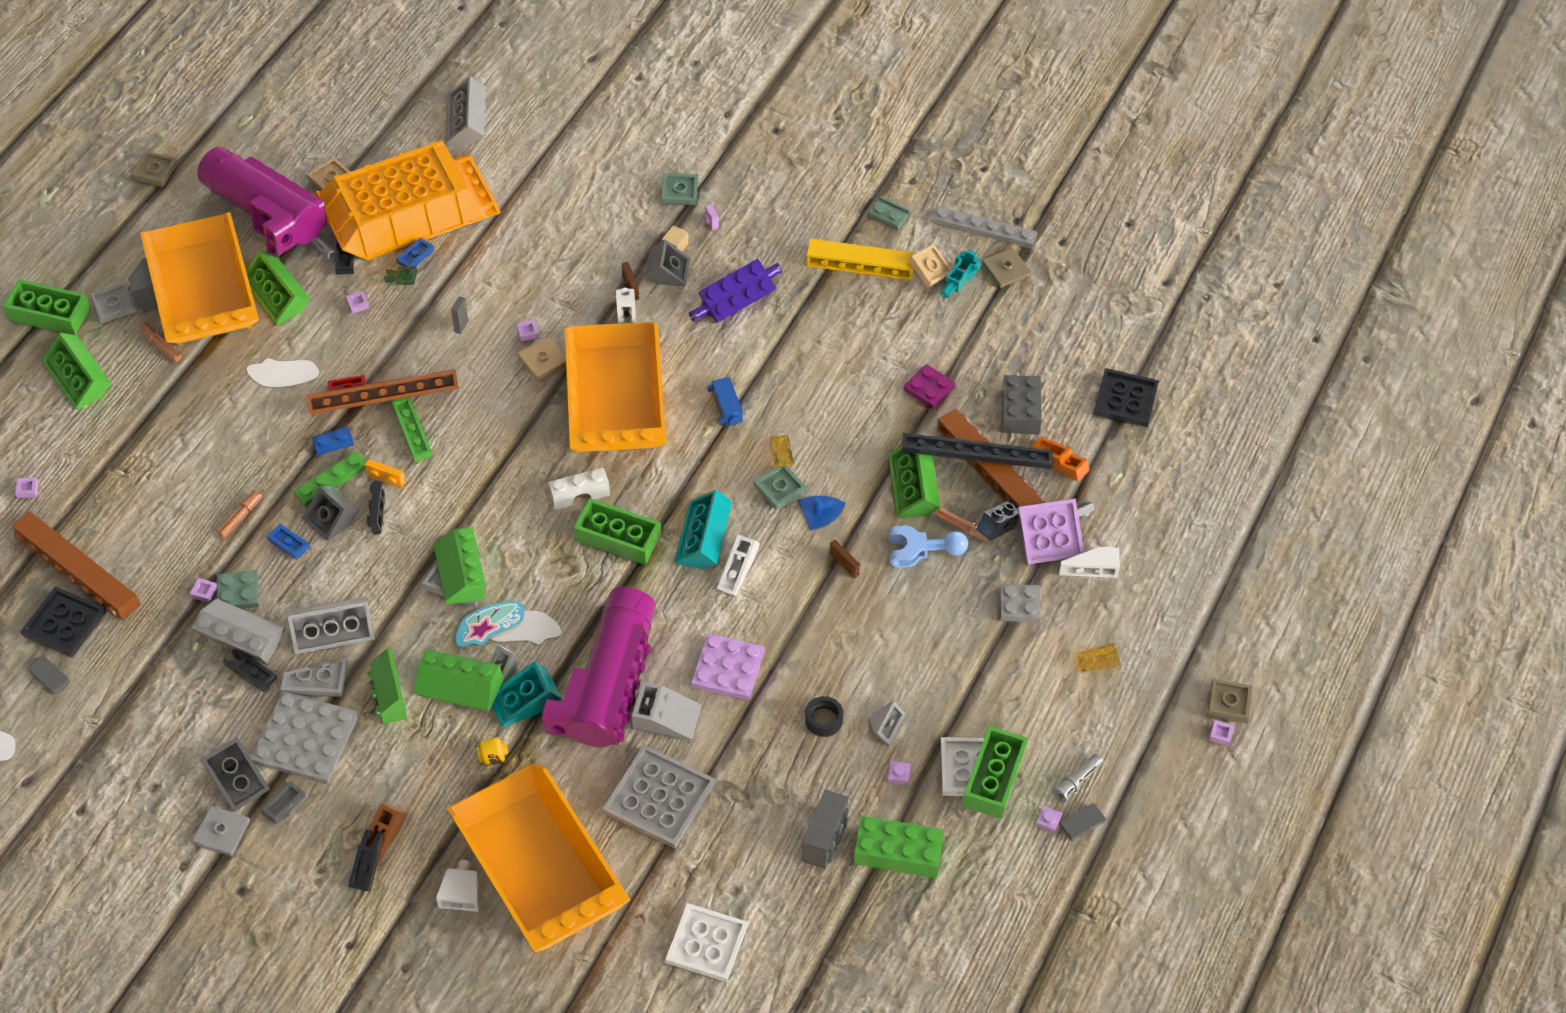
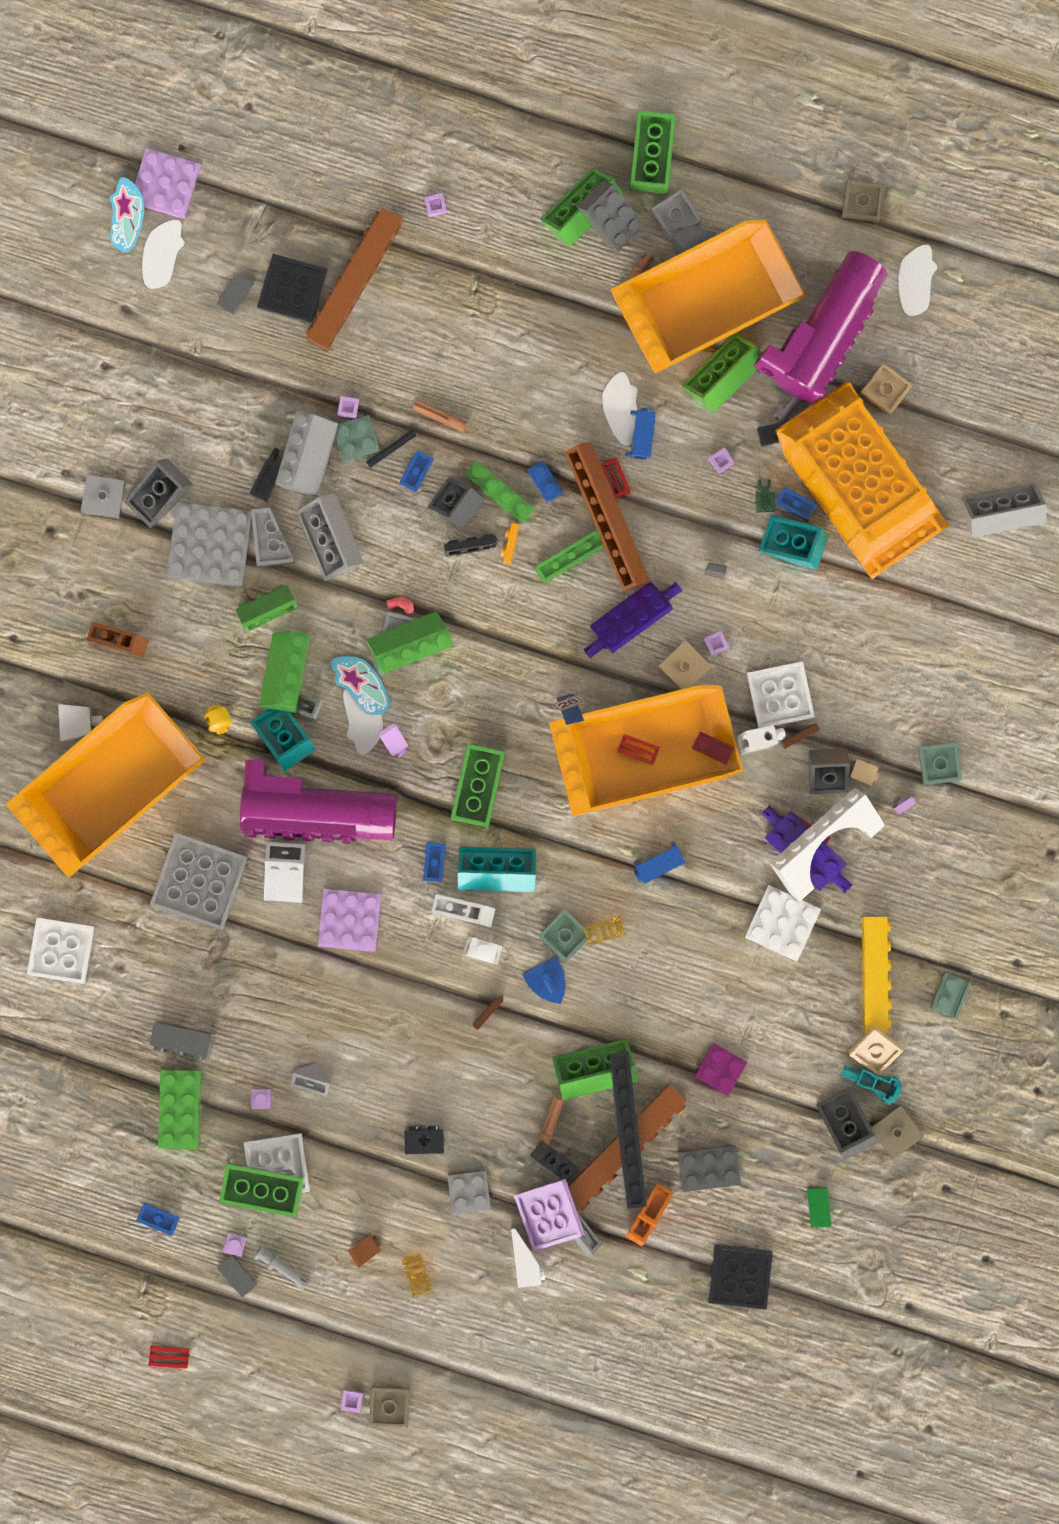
camera: 75 degrees right, 30 degrees up
(94, 341) = (610, 216): none -> dark grey brick
(241, 145) = (915, 280): none -> white sticker
(258, 562) = (391, 448): none -> black bar
(283, 802) = (140, 543): dark grey tile -> none
(312, 355) = (642, 434): none -> blue brick
(366, 862) = (86, 633): black hinge -> none
(415, 575) = (401, 602): none -> coral arm
(450, 259) = (794, 542): none -> teal slope
(486, 389) = (631, 617): none -> dark purple plate
(553, 592) = (393, 741): none -> lavender slope
(559, 438) = (569, 707): none -> blue sticker
(566, 489) = (525, 737): white arch -> none
(589, 290) = (780, 695): none -> white plate
(620, 386) = (623, 743): none -> red tile
(626, 338) = (713, 748): none -> dark red plate
(685, 583) = (434, 862): none -> blue plate
(714, 247) = (795, 861): none -> white arch
(785, 547) = (482, 950): none -> white torso
(800, 321) = (782, 923): none -> white plate
(824, 702) = (293, 1015): black tyre -> none
(917, 545) = (515, 1083): light blue piece -> none
(964, 630) = (414, 1146): none -> black brick
(984, 227) = (950, 1101): light grey plate -> none
(994, 296) = (847, 1123): none -> dark grey slope
(1013, 887) = (158, 1219): none -> blue plate
(1068, 330) = (819, 1207): none -> green slope
(1069, 694) = (364, 1249): none -> dark orange slope
(1165, 884) = (171, 1357): none -> red tile

